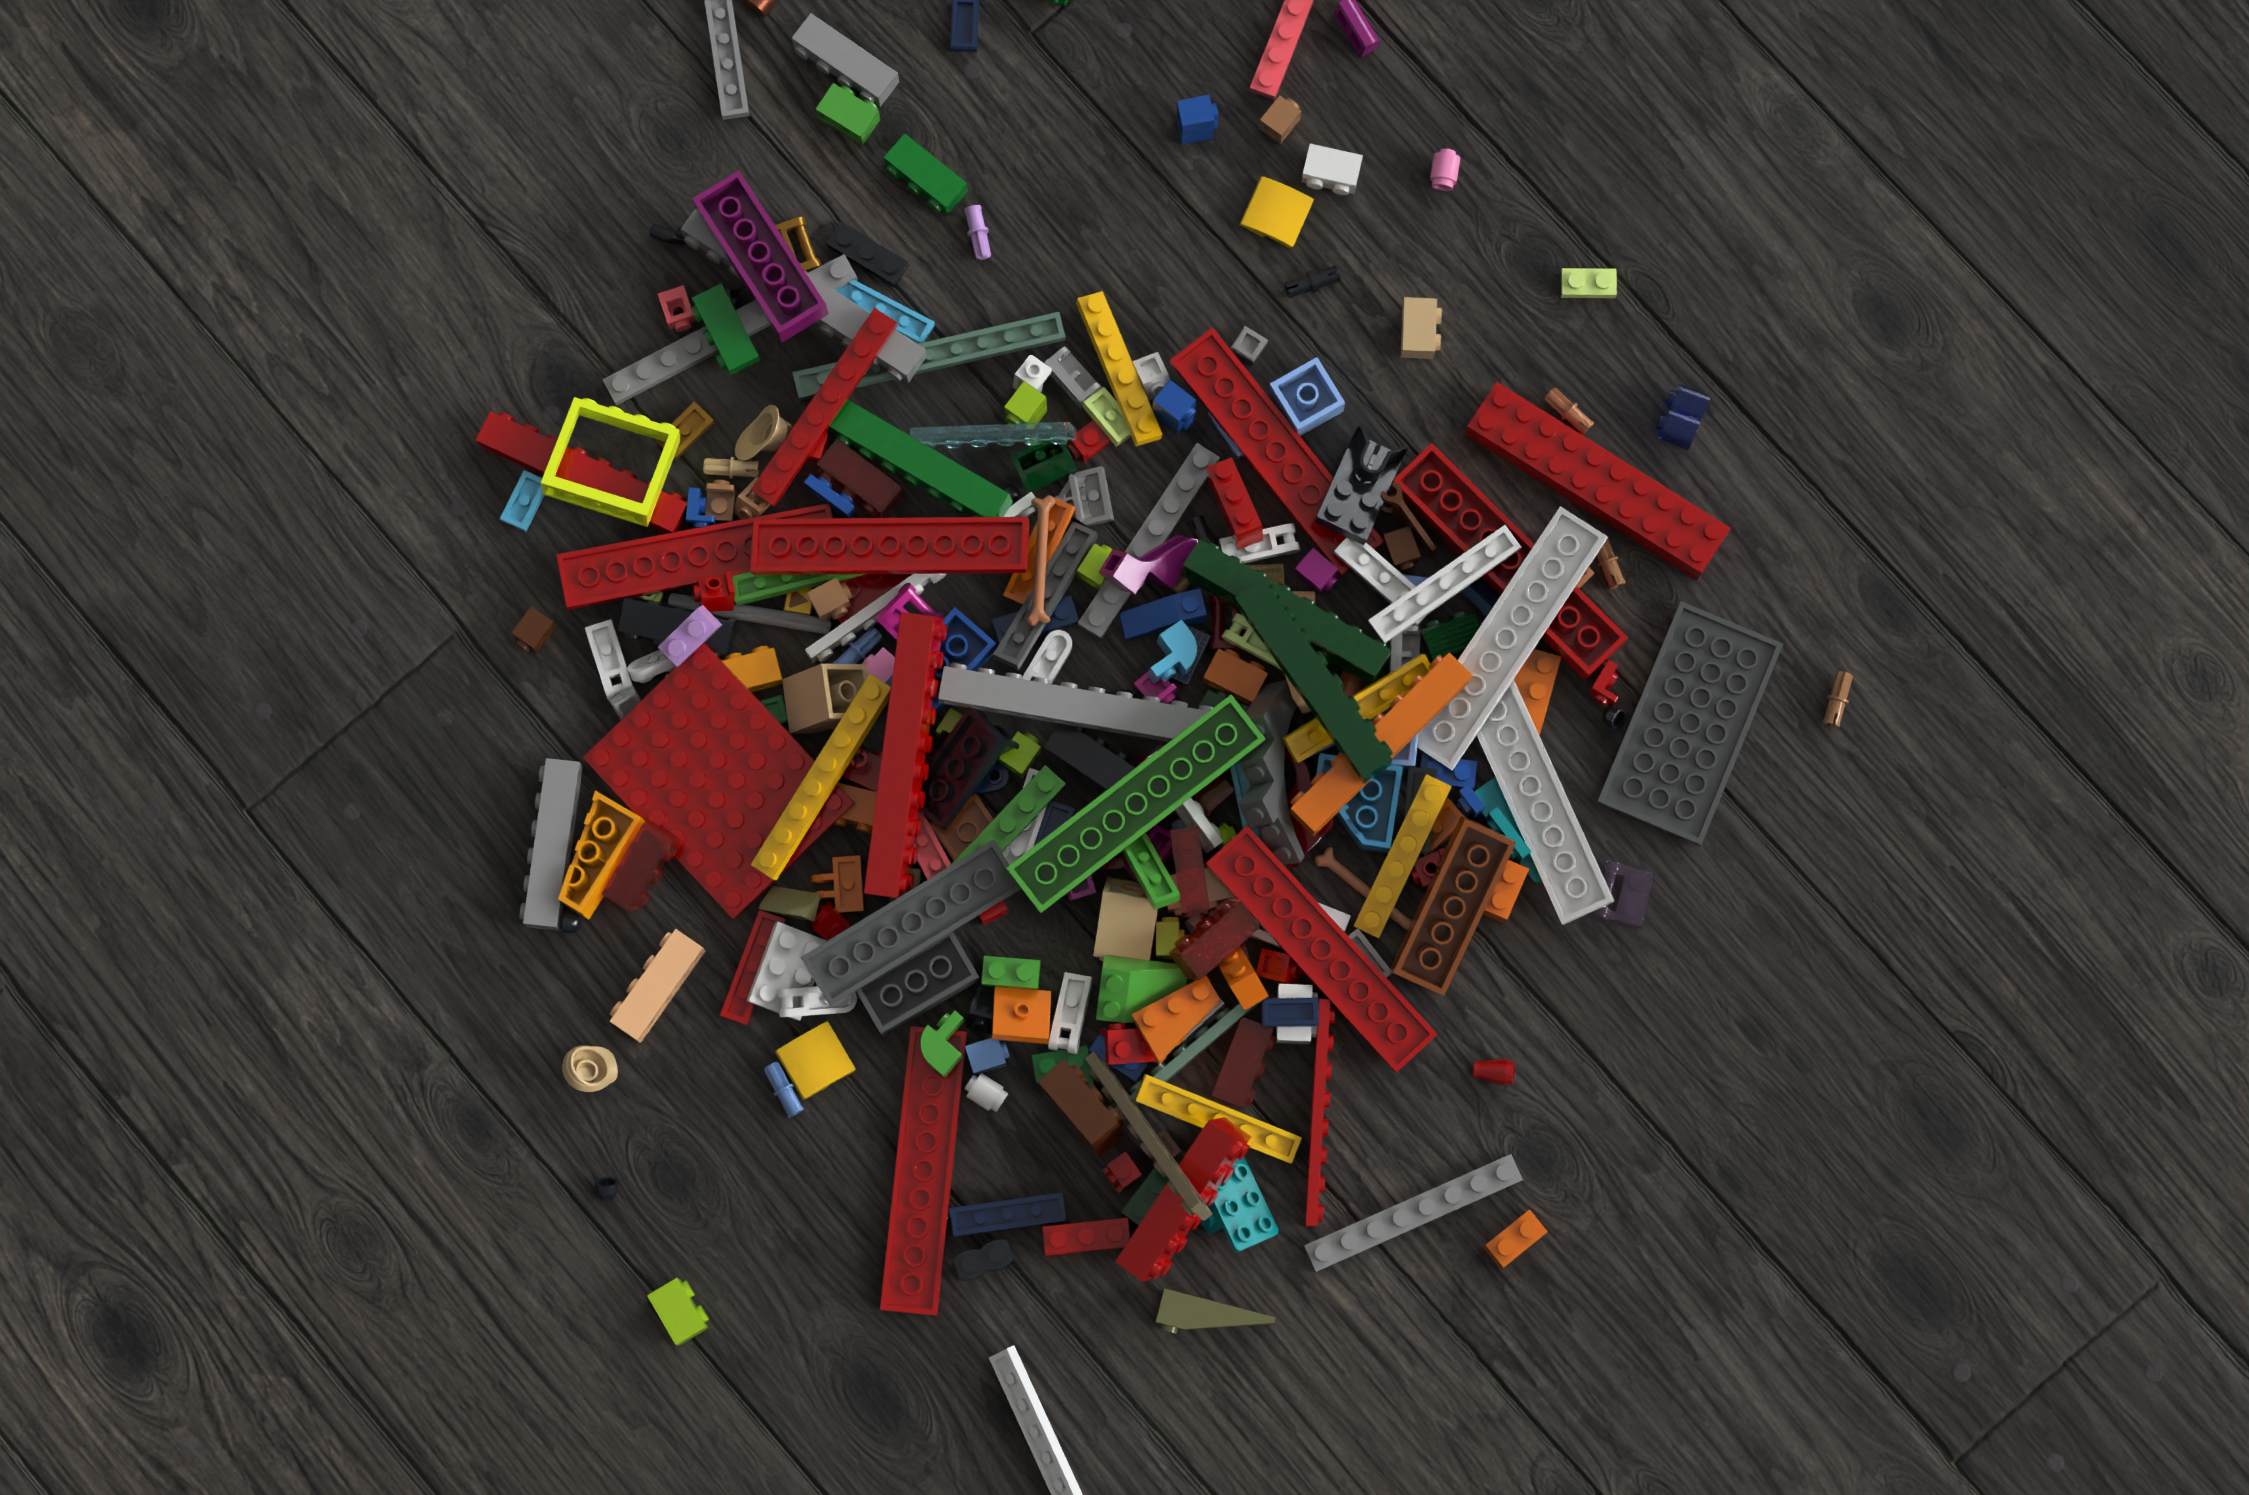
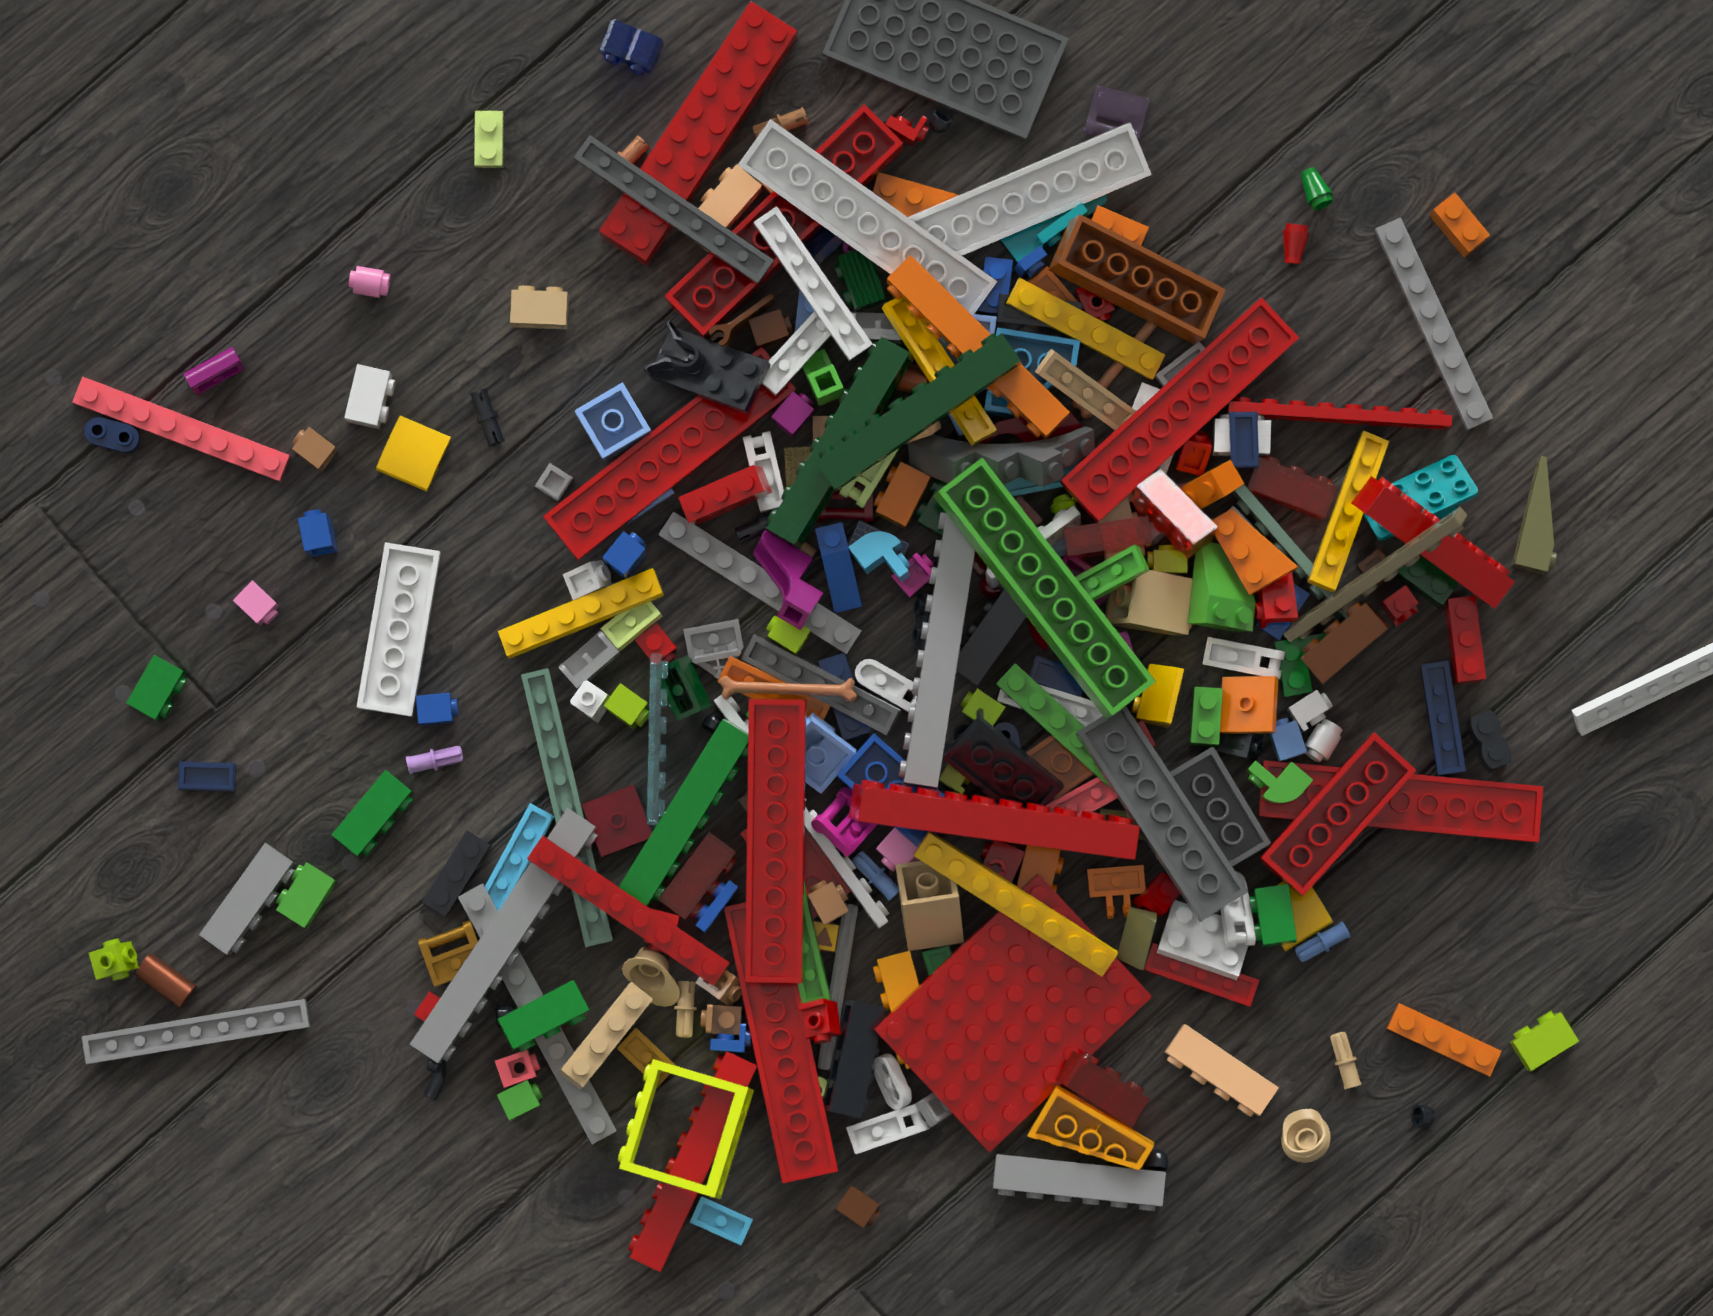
camera: 90 degrees left, 5 degrees up
(647, 311) = (520, 1099): none -> bright green brick
(664, 1111) = (1345, 1060): none -> tan axle
(683, 1211) = (1444, 1039): none -> orange plate
(690, 635) = (870, 1042): lavender brick -> none
(705, 388) = (605, 1035): none -> tan brick
(760, 256) = (473, 977): magenta brick -> none
(808, 1036) = (1274, 916): none -> green brick
(908, 1100) = (1337, 814): none -> red brick
(916, 403) = (618, 820): none -> dark red plate
(979, 594) = (824, 753): none -> light blue plate
(1017, 1079) = (1310, 710): none -> white brick
(1026, 232) = (436, 709): none -> blue brick
(1031, 927) = (1159, 700): none -> yellow slope
(1104, 198) = (398, 629): none -> white plate
(1130, 67) = (257, 604): none -> bright pink brick
(1339, 851) = (1084, 390): none -> tan plate
(1351, 598) = (823, 378): none -> bright green brick
(1516, 449) = (673, 209): none -> dark grey plate
(1519, 500) = (730, 197): none -> light nougat brick
(1550, 1093) = (1316, 190): none -> green cone

